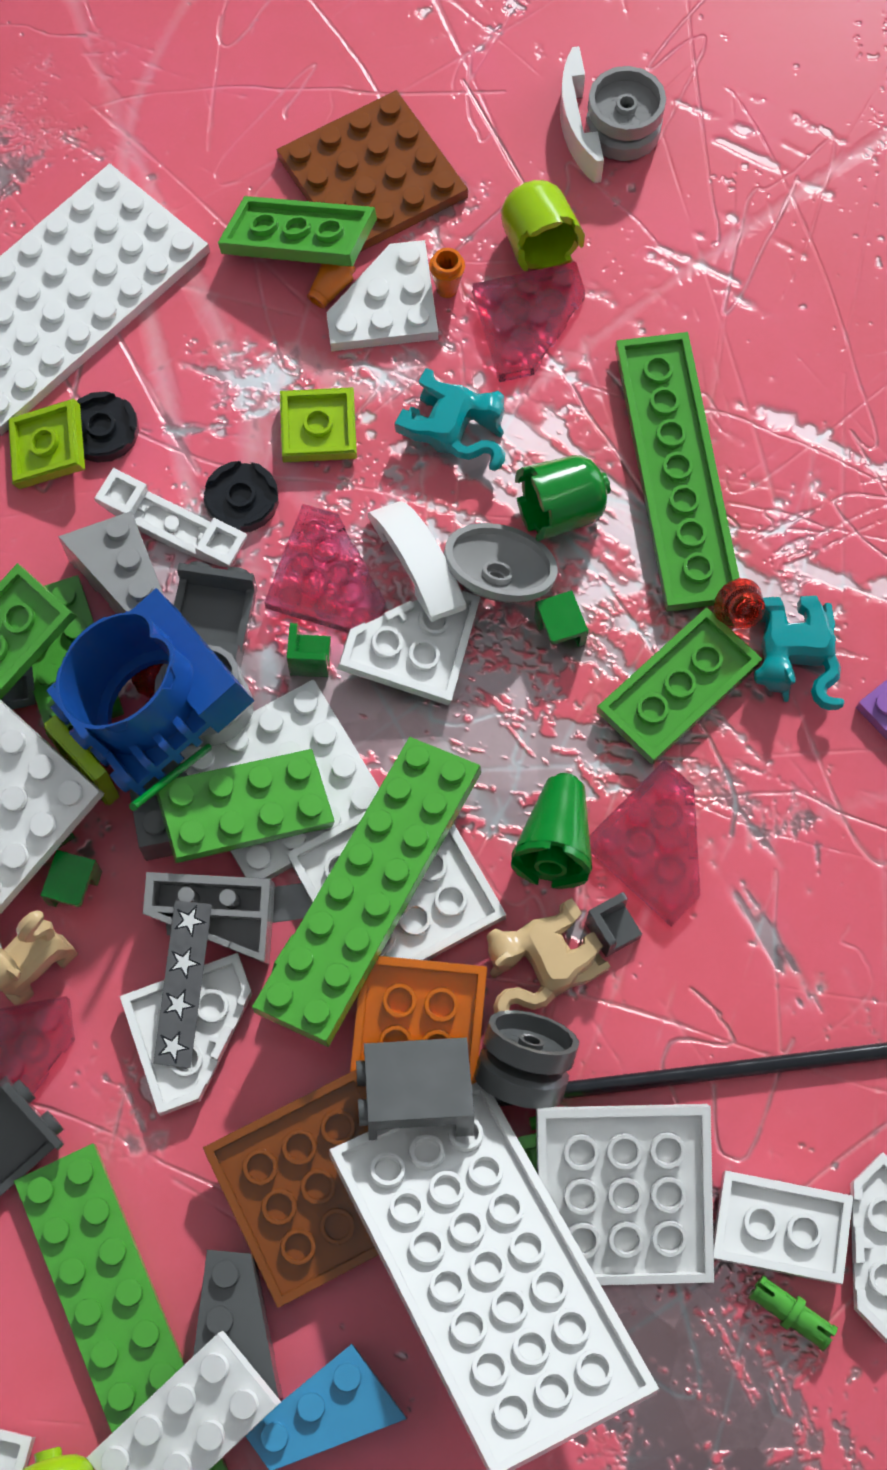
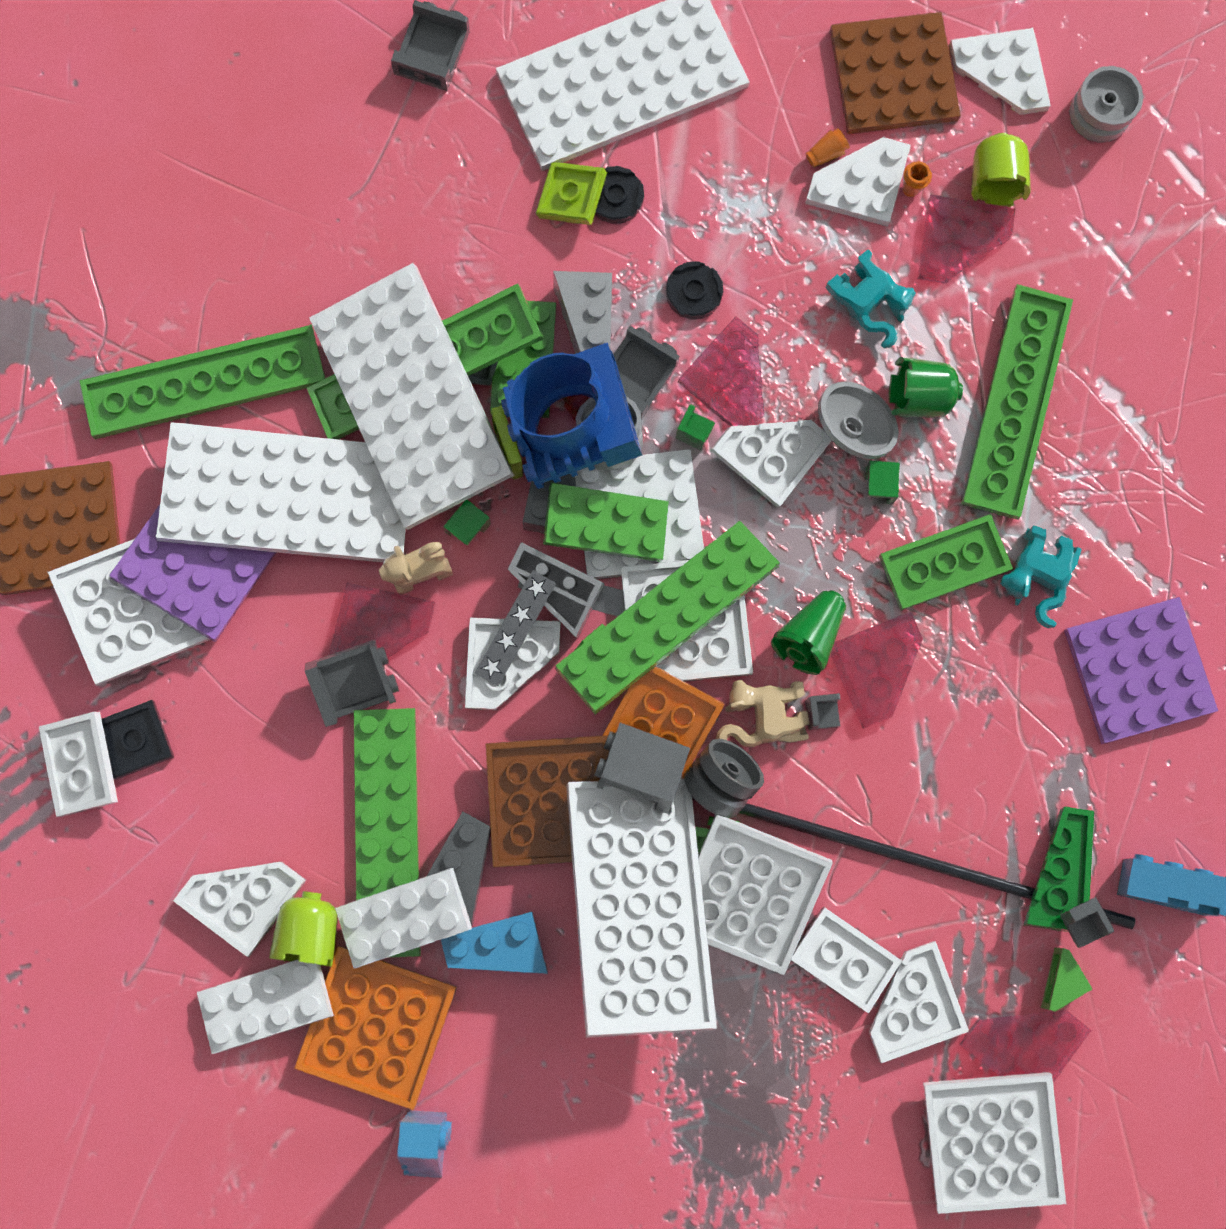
camera: 15 degrees right, 10 degrees up
(170, 523) = (636, 290): white slope -> none
(170, 777) = (562, 483): green axle -> none
(298, 230) = (819, 101): bright green plate -> none
(318, 425) = (771, 258): lime plate -> none
(421, 558) = (802, 392): white slope -> none
(494, 121) = (1004, 67): none -> white plate
(583, 146) = (1062, 118): white slope -> none
(739, 604) = (1015, 523): clear red cone -> none
(793, 1312) = (827, 1016): bright green pin -> none

